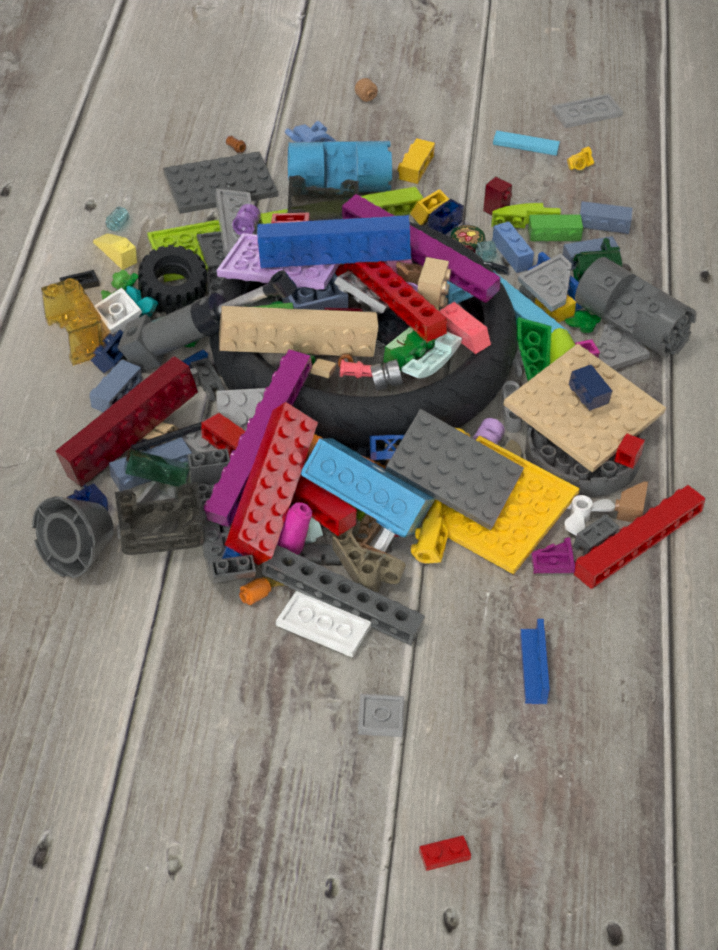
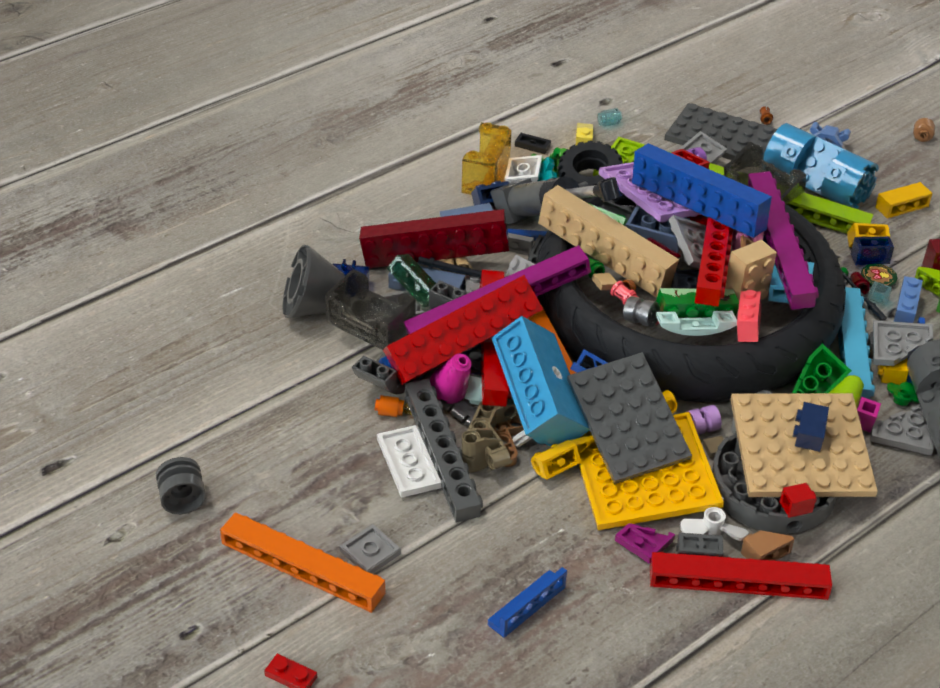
camera: 45 degrees right, 5 degrees down
(186, 780) = (180, 485): none -> dark grey wheel
(348, 764) = (303, 562): none -> orange brick

